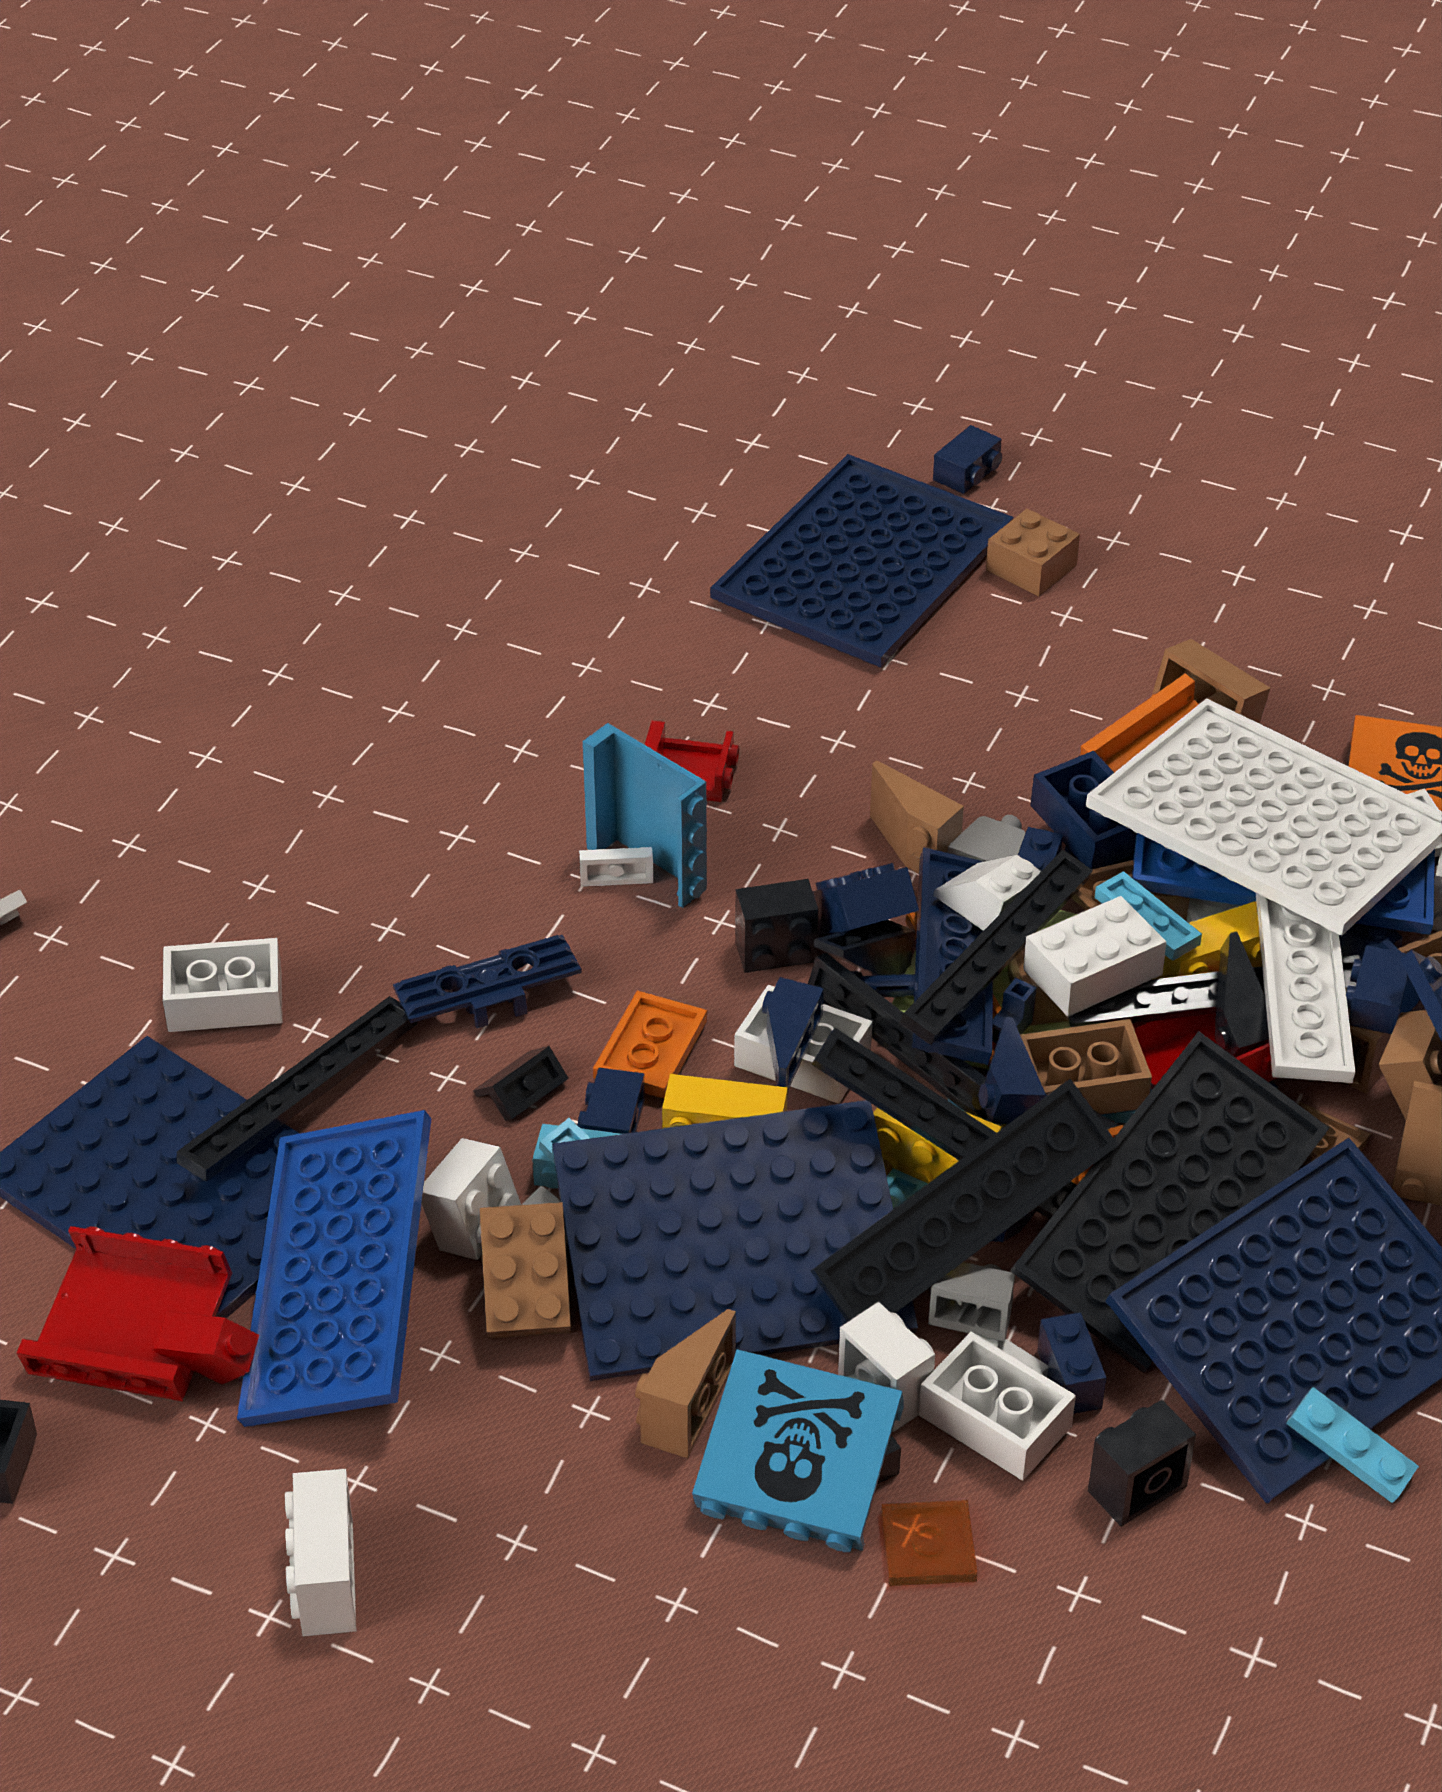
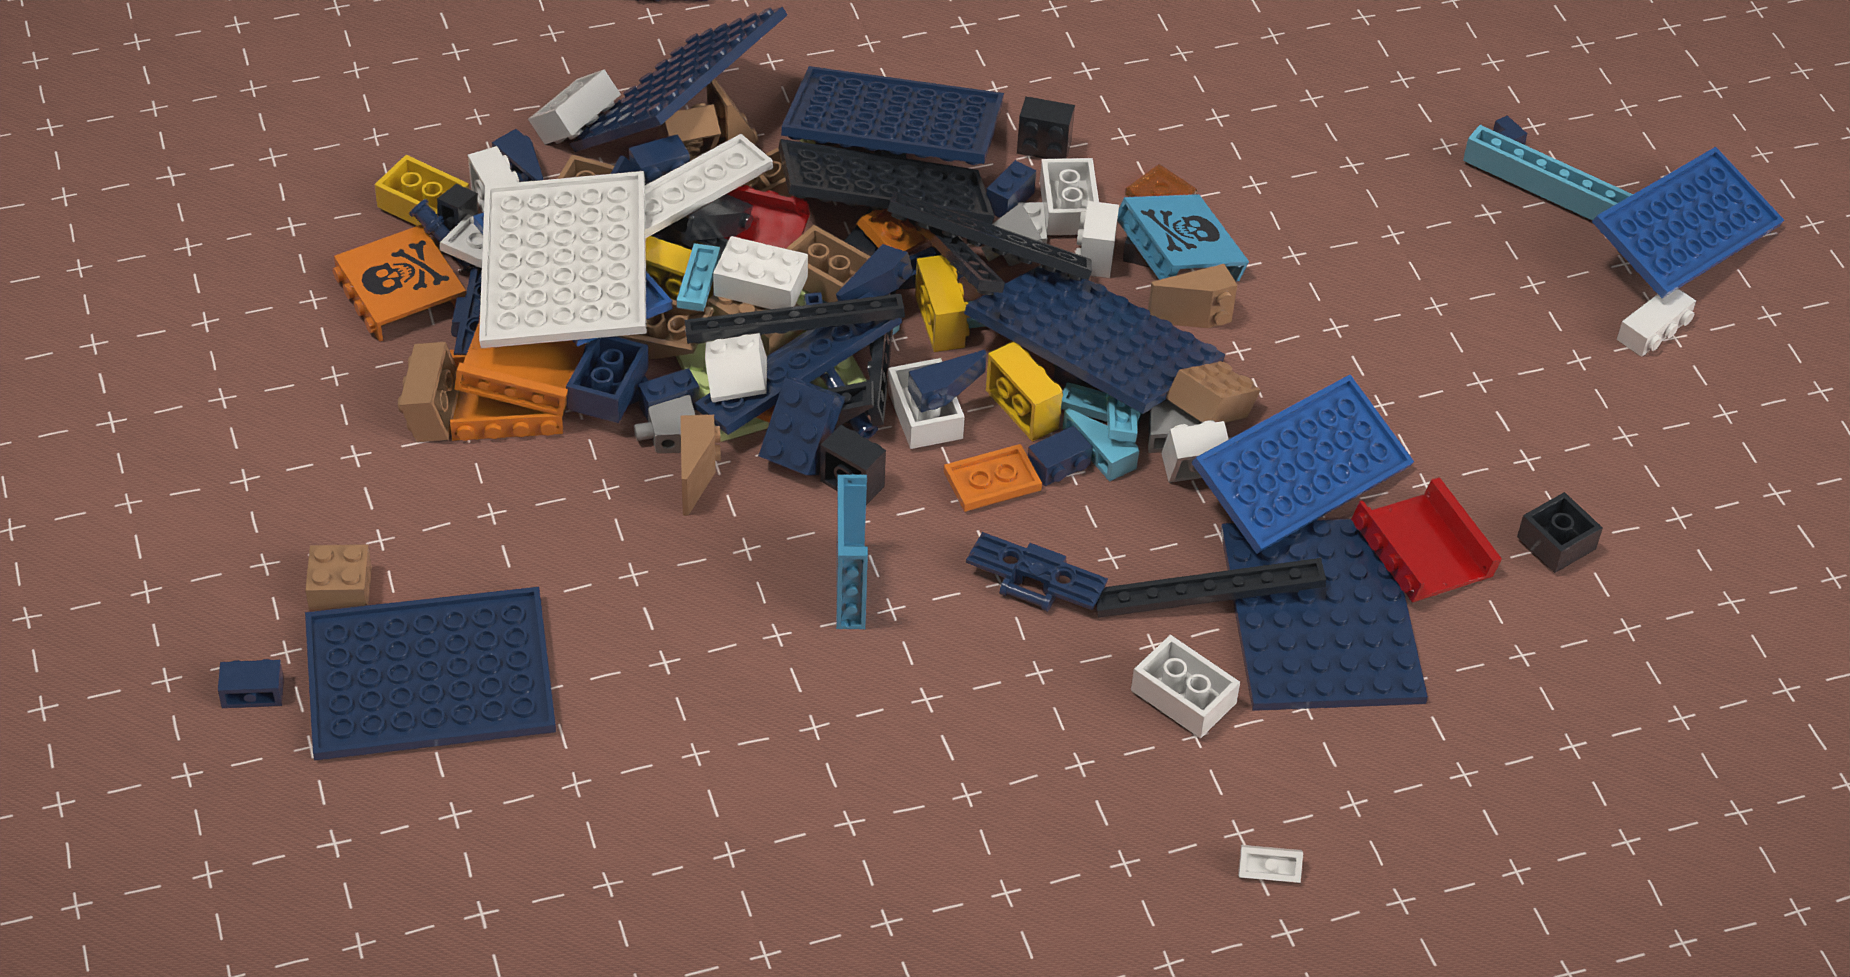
camera: 135 degrees left, 5 degrees up
(206, 1344) = (1401, 484): red slope -> none
(321, 1553) = (1440, 360): white brick -> none
(523, 1082) = (1083, 517): black panel -> none
(616, 866) = (883, 591): white plate -> none
(706, 760) = (743, 620): red panel -> none
(1352, 1445) = (945, 78): medium azure plate -> none

